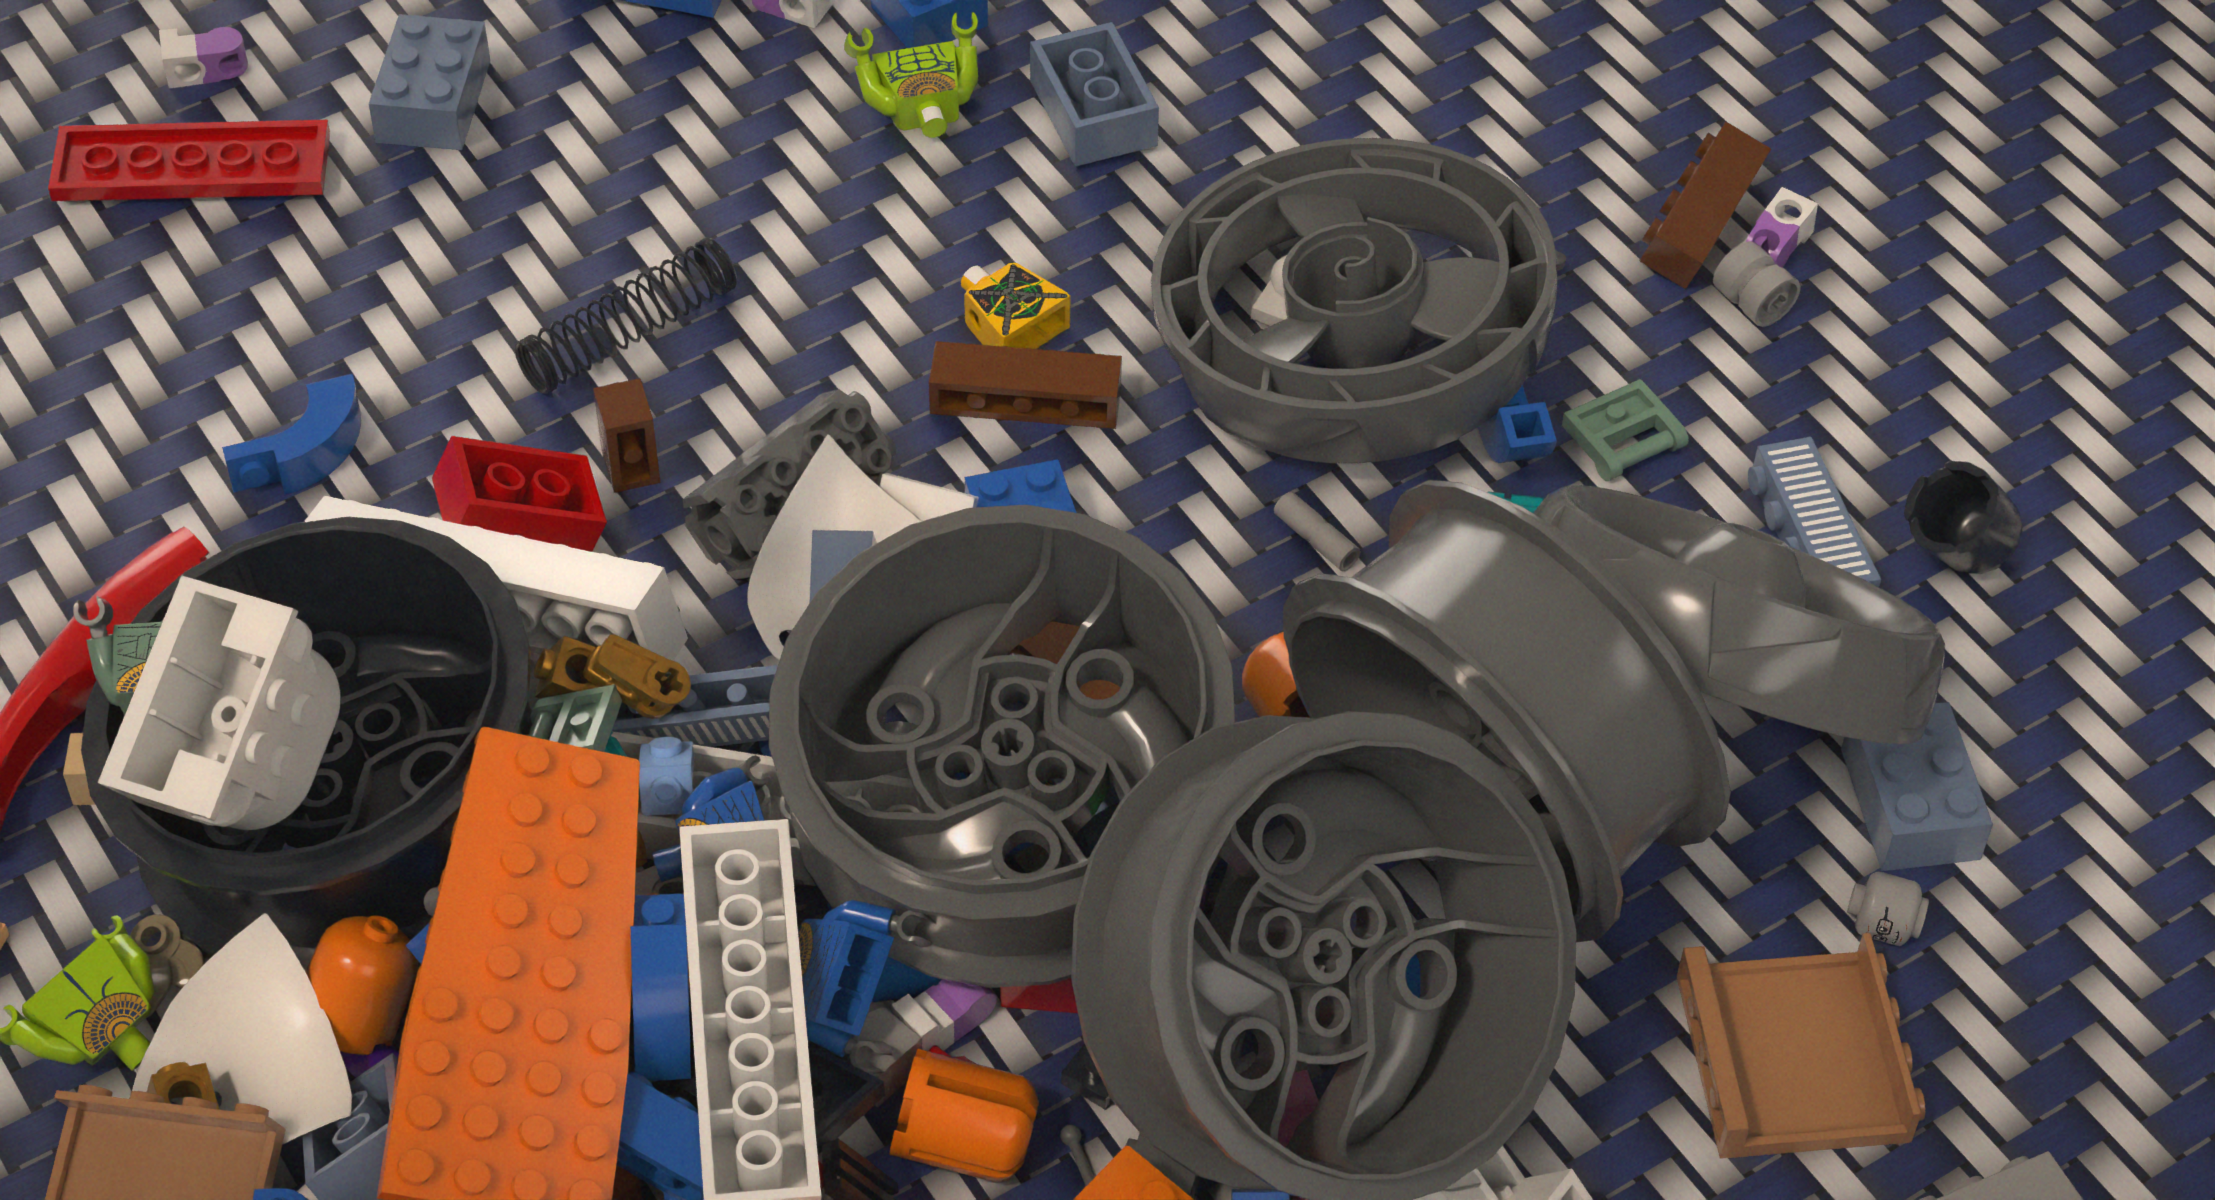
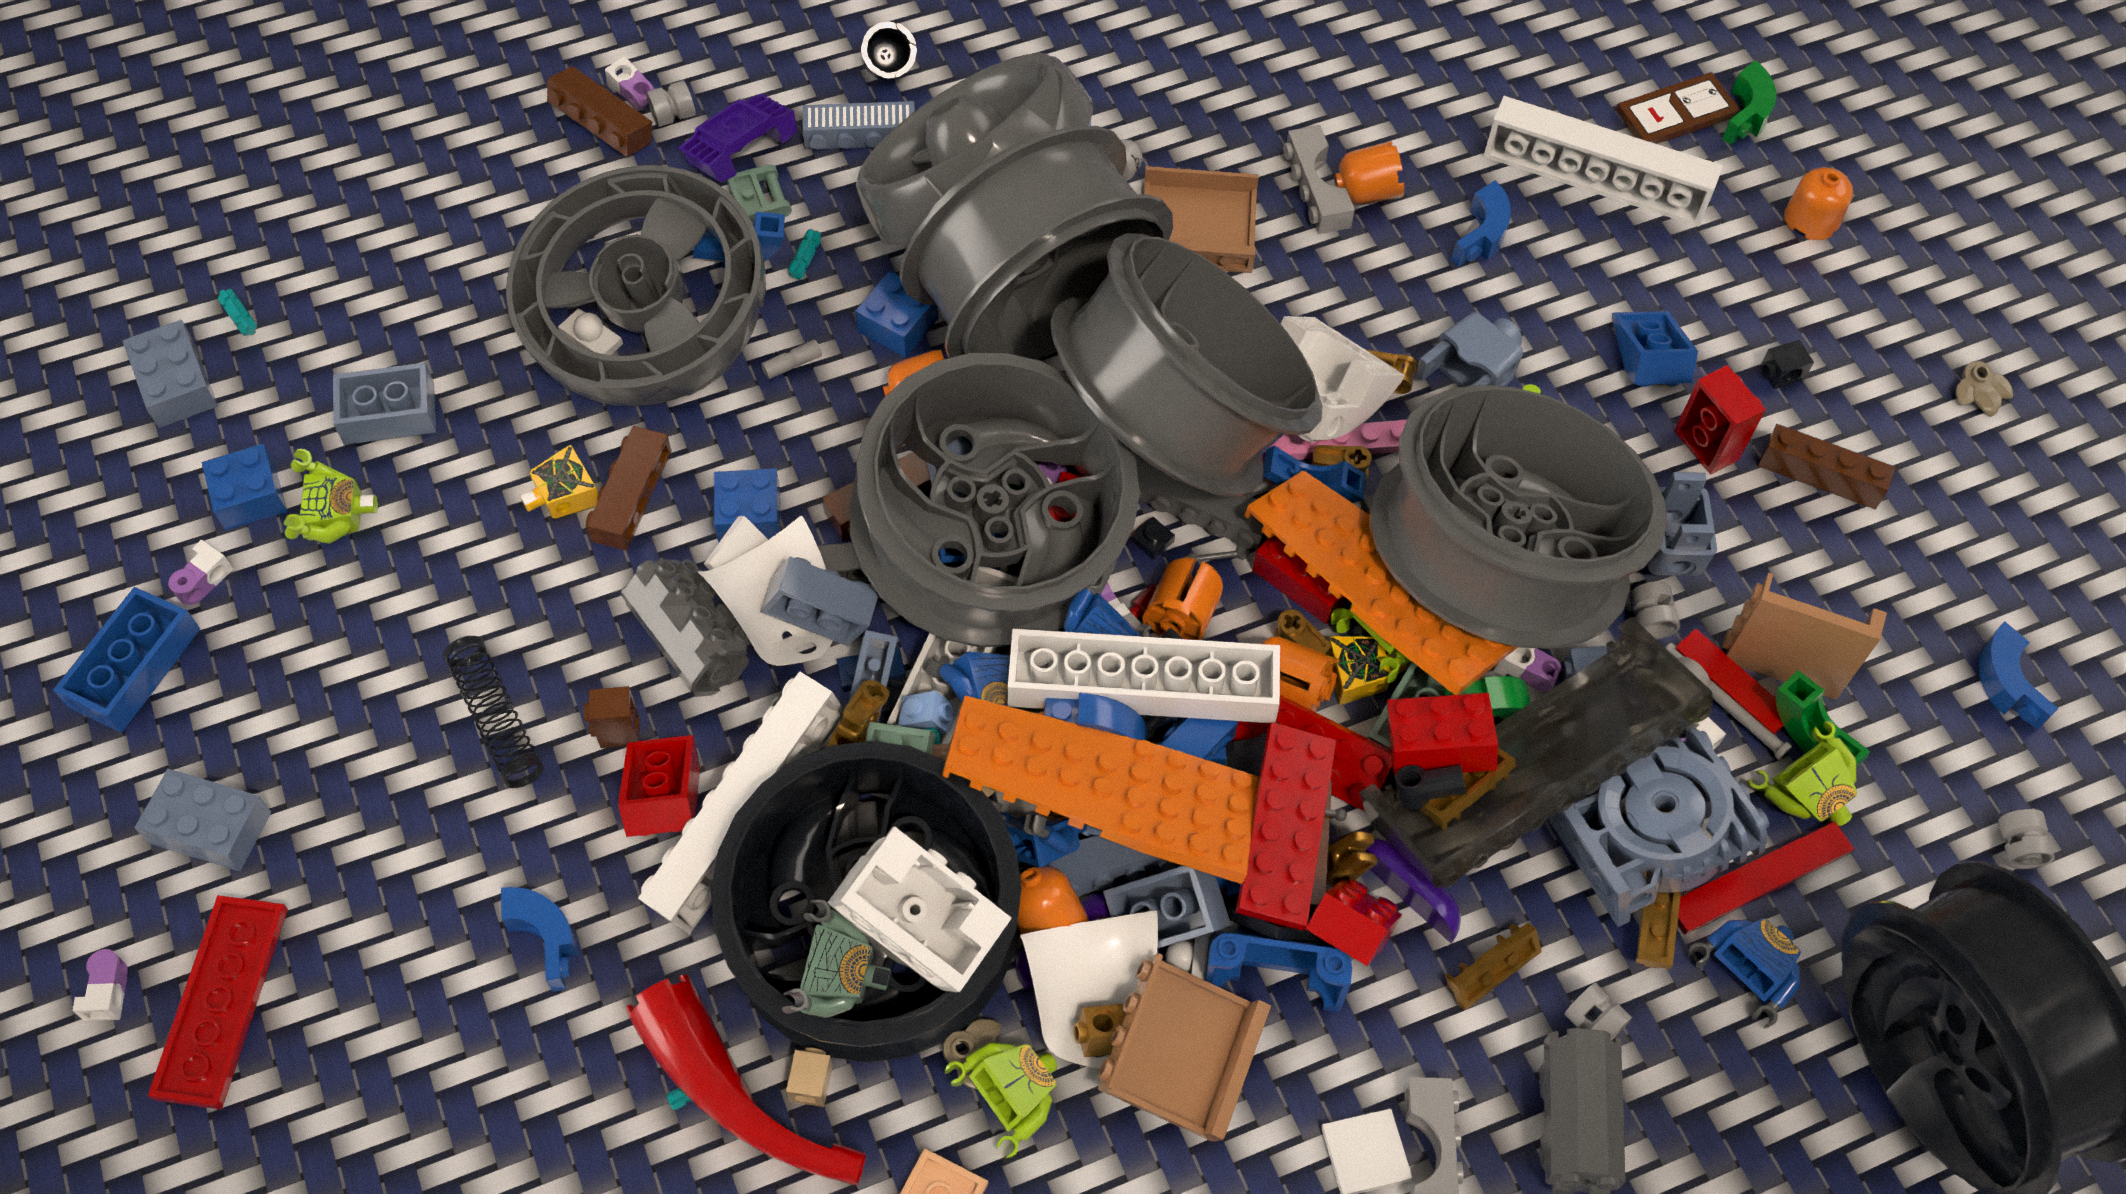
camera: 80 degrees left, 10 degrees up
(1724, 359) = (732, 130): none -> dark purple plate

